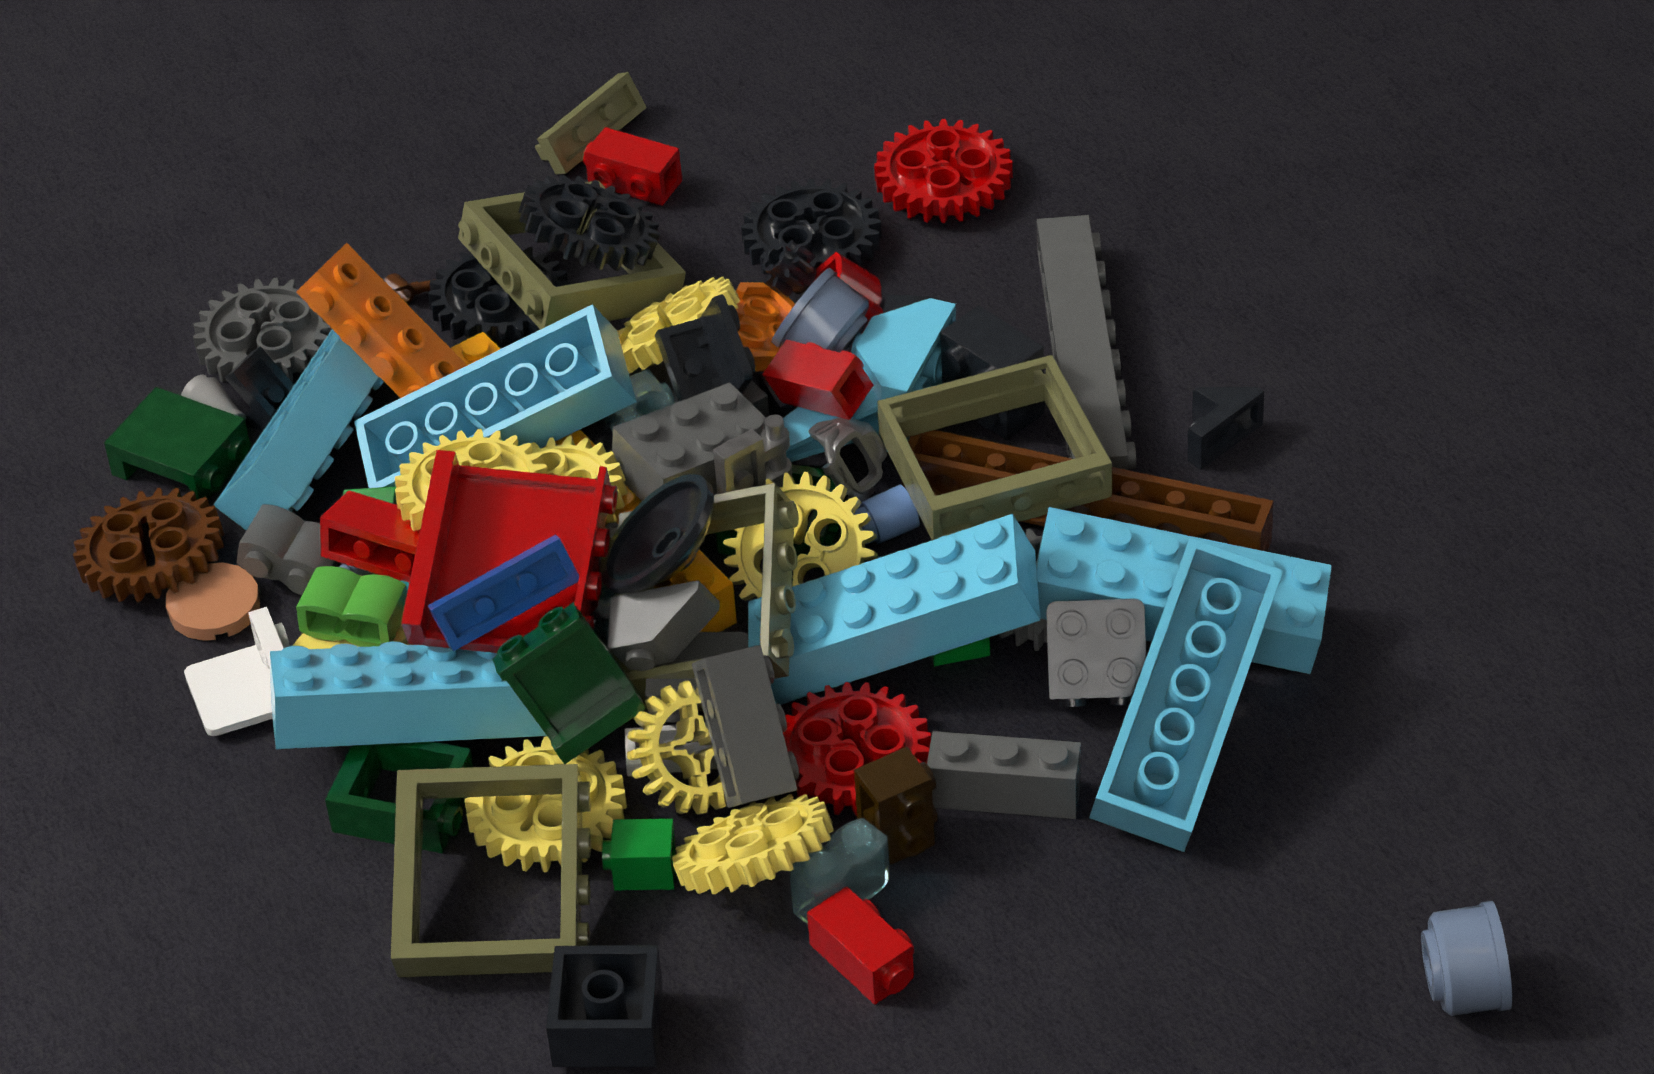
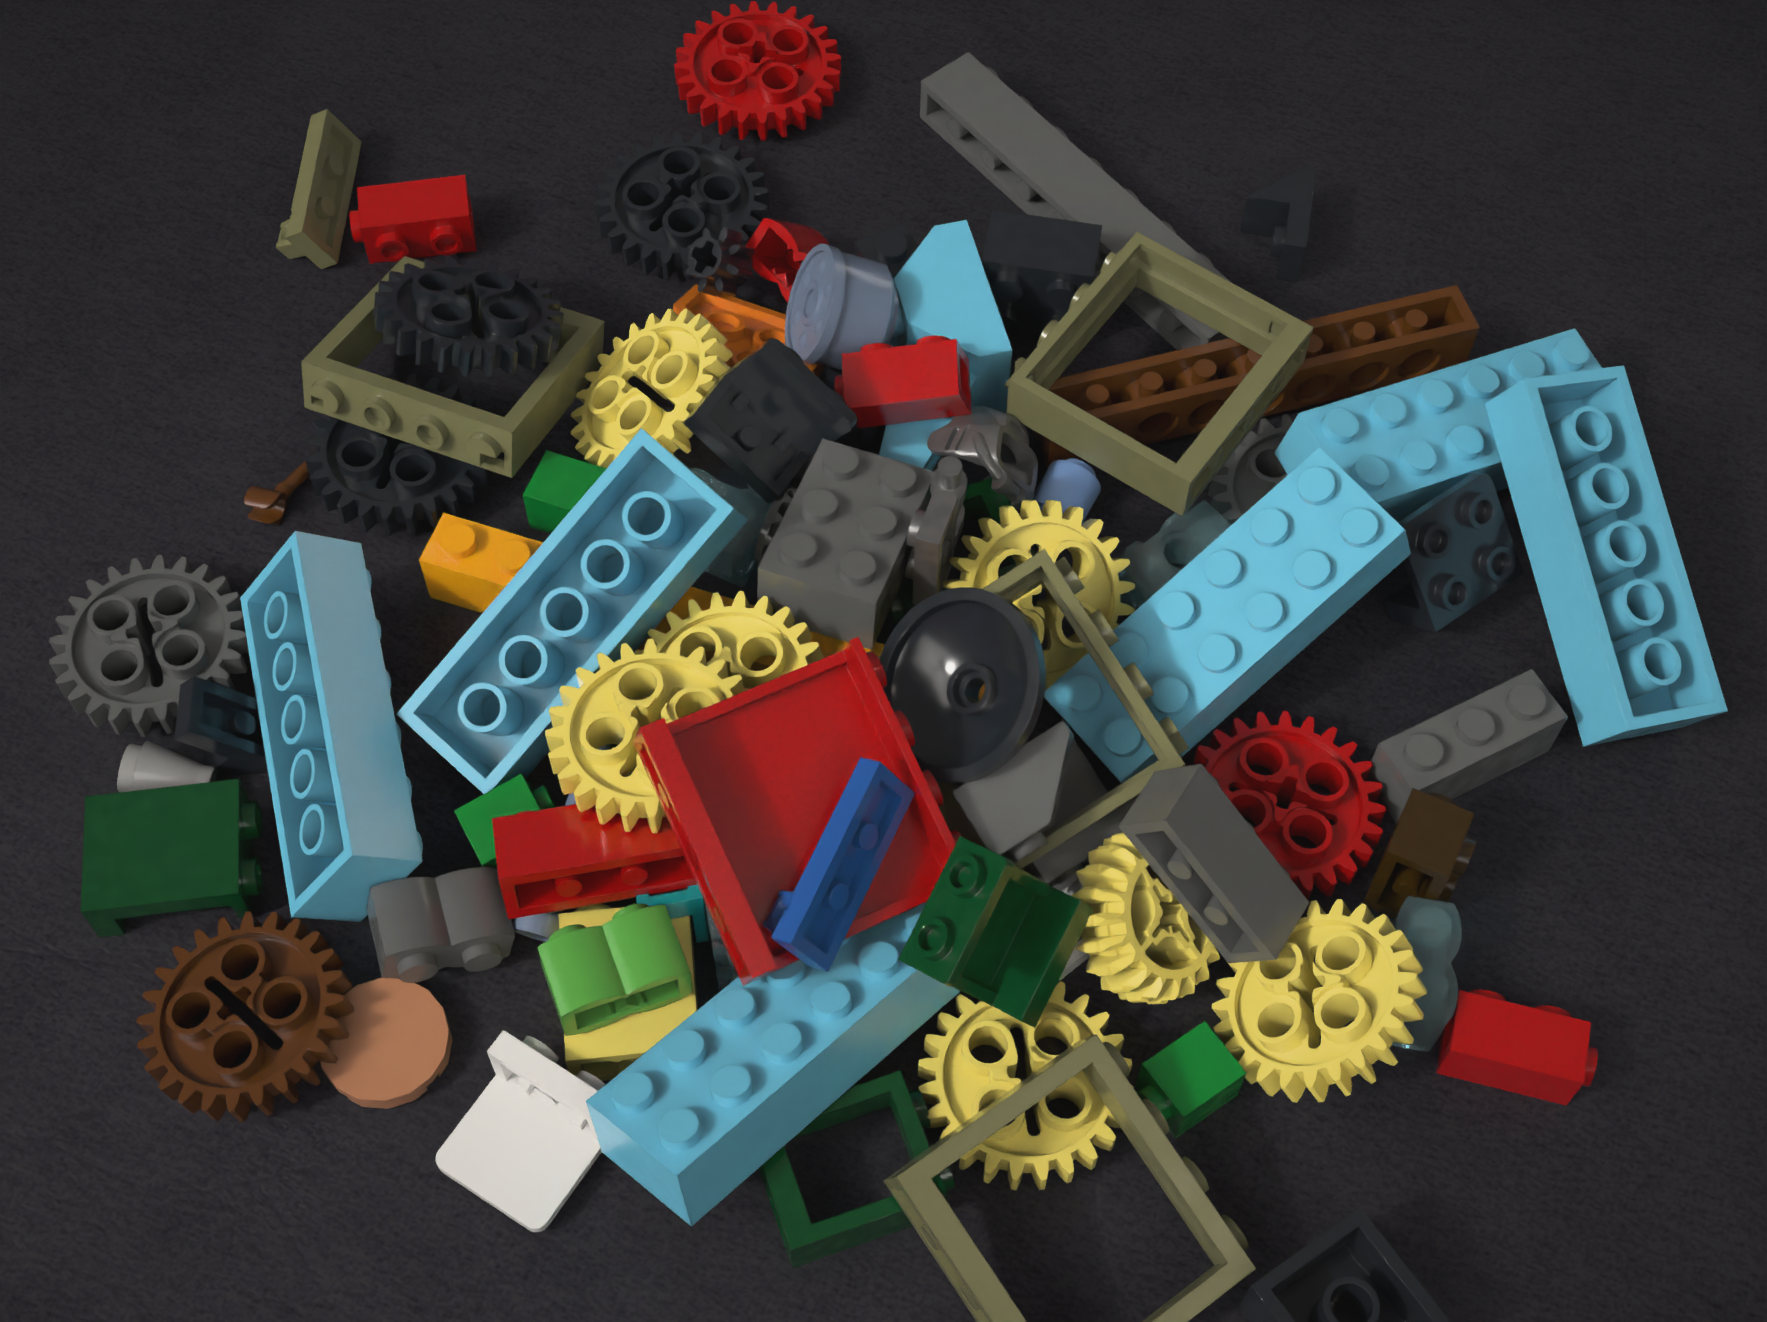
camera: 40 degrees left, 15 degrees up
(376, 334) = (353, 579): orange brick -> none

